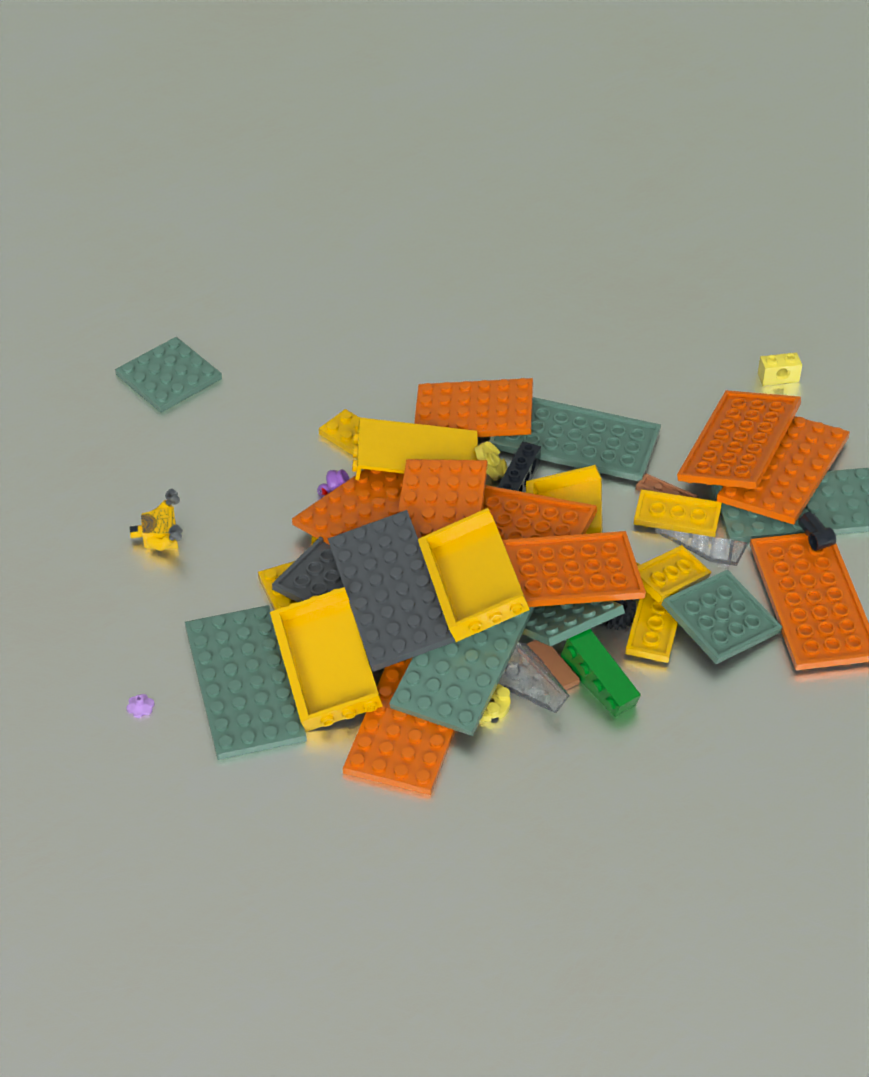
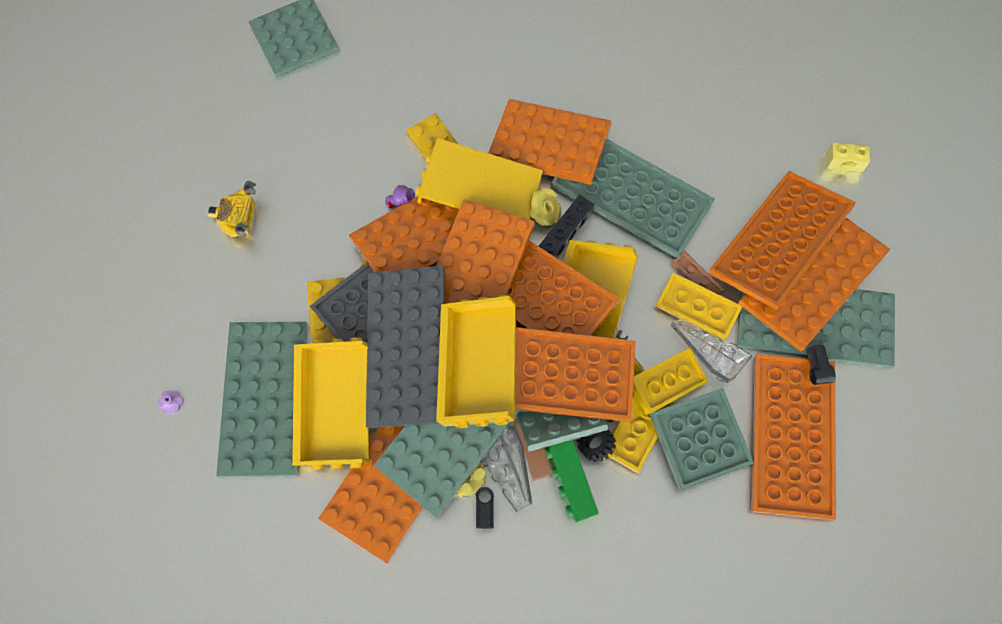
camera: 15 degrees right, 25 degrees up
(519, 720) = (484, 510): none -> black piece
(617, 638) = (600, 451): none -> black tyre

